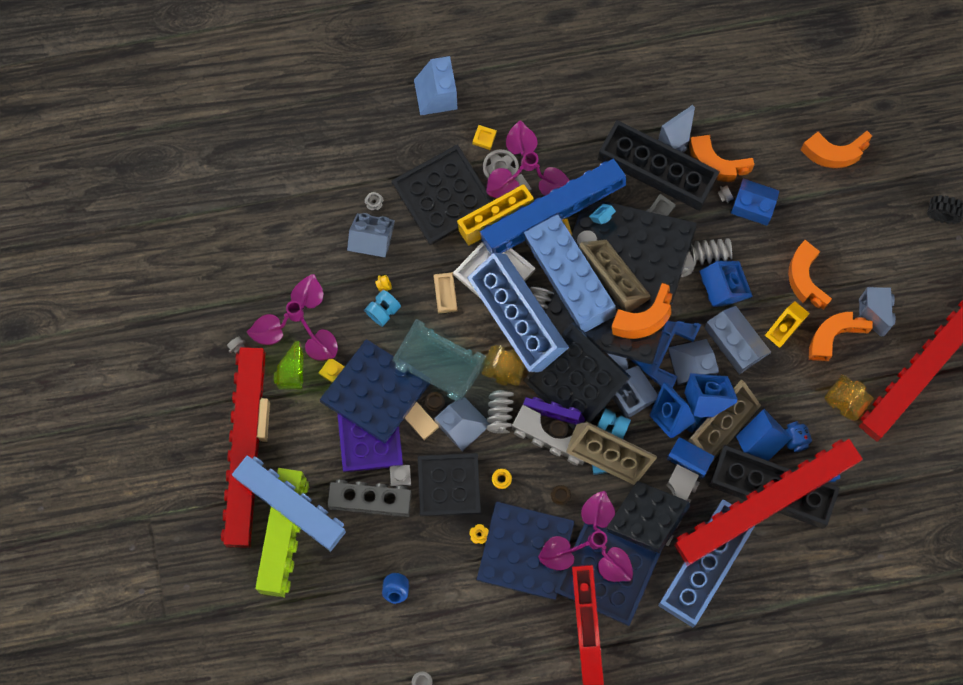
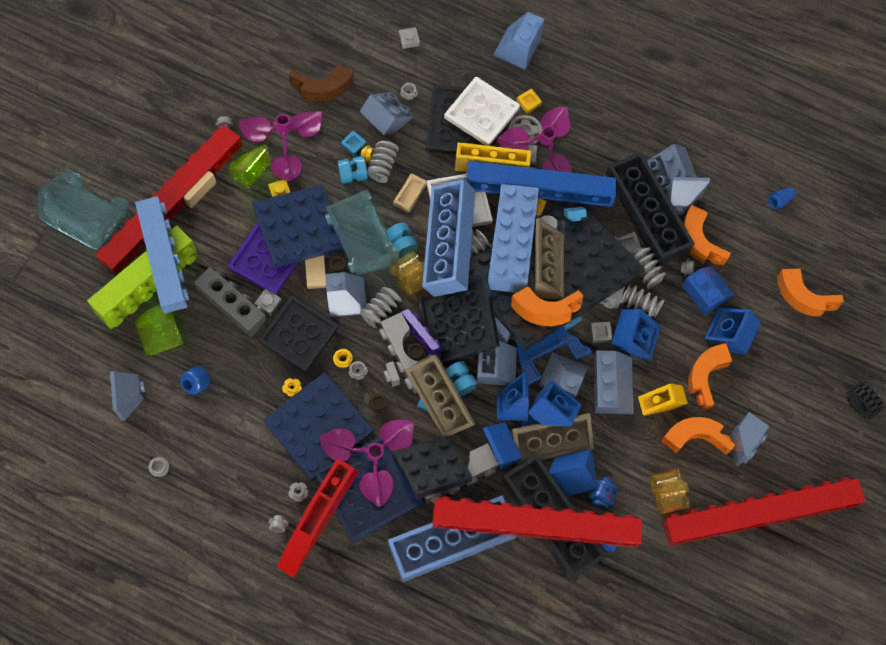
camera: 30 degrees right, 5 degrees down
(175, 514) = (78, 211): none -> clear light blue windscreen
(300, 250) = (323, 89): none -> reddish brown arch
(327, 569) = (158, 331): none -> clear neon green slope
(335, 150) = (409, 38): none -> light grey plate
(347, 639) = (126, 393): none -> sand blue slope
(363, 283) = (353, 143): none -> dark azure plate
(400, 283) = (382, 160): none -> light grey piece
(454, 176) = (482, 111): none -> white plate
(473, 340) = (401, 237): none -> dark azure wheel
(527, 480) = (357, 365): none -> light grey plate
(553, 463) = (391, 374): none -> light grey plate
(557, 655) = (278, 524): none -> light grey plate
(558, 617) = (293, 491): none -> light grey plate
(649, 113) = (671, 163): none -> sand blue slope
(686, 213) = (652, 276): none -> light grey piece
(696, 302) = (601, 332): none -> light grey plate
(756, 79) = (781, 198): none -> blue cone
(800, 222) = (734, 328): none -> blue slope

